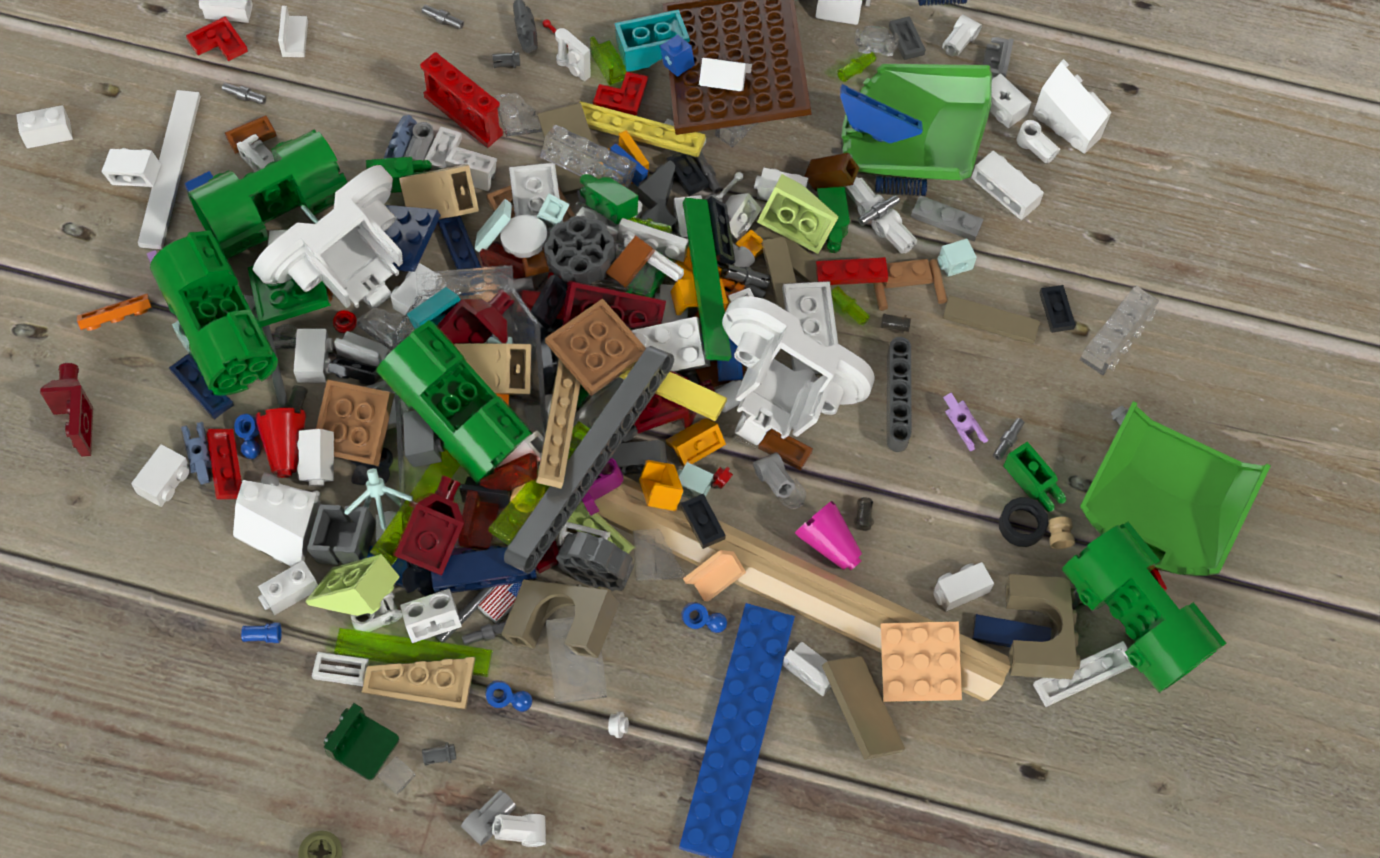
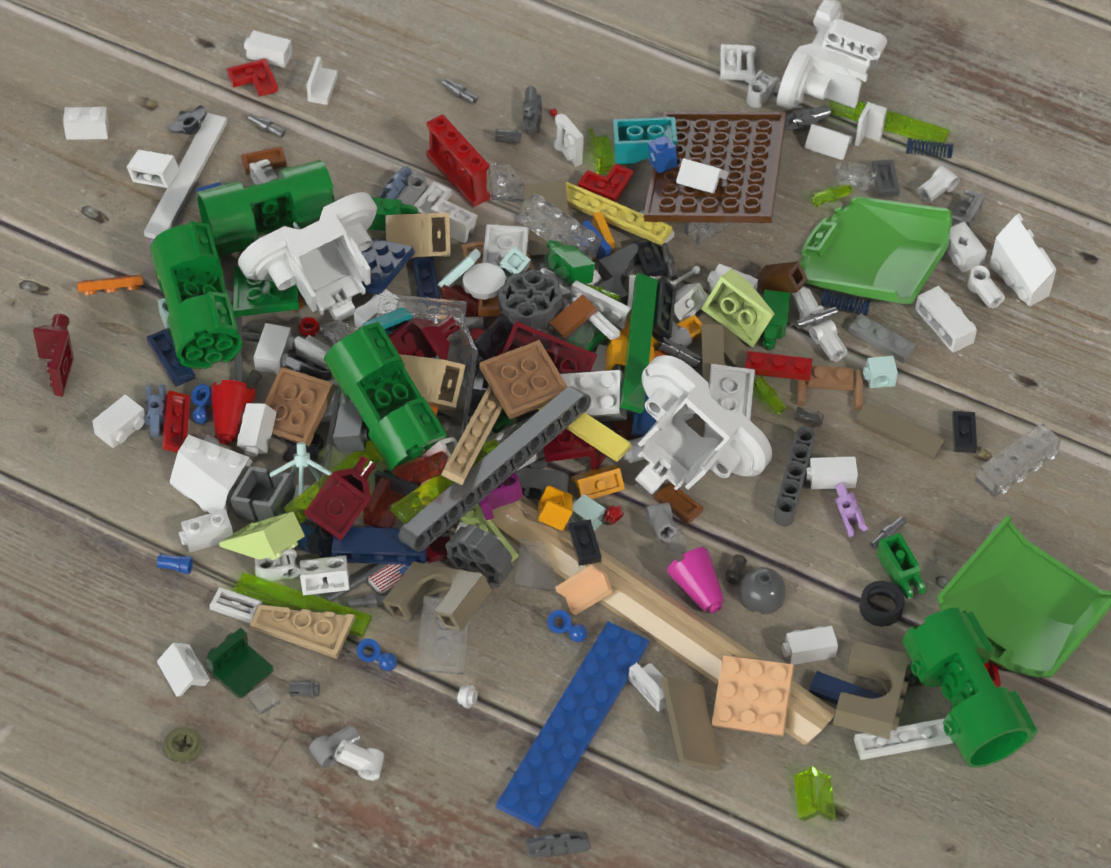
camera: 15 degrees right, 10 degrees down
(158, 104) = (188, 122): none -> plate
(299, 759) = (182, 668): none -> white panel
(877, 118) = (835, 239): blue wedge -> none
(897, 533) = (762, 590): none -> dark grey cylinder
(937, 383) = (831, 471): none -> white brick
(1008, 760) = (814, 794): none -> clear neon green panel
(1061, 533) = (914, 616): tan wheel -> none

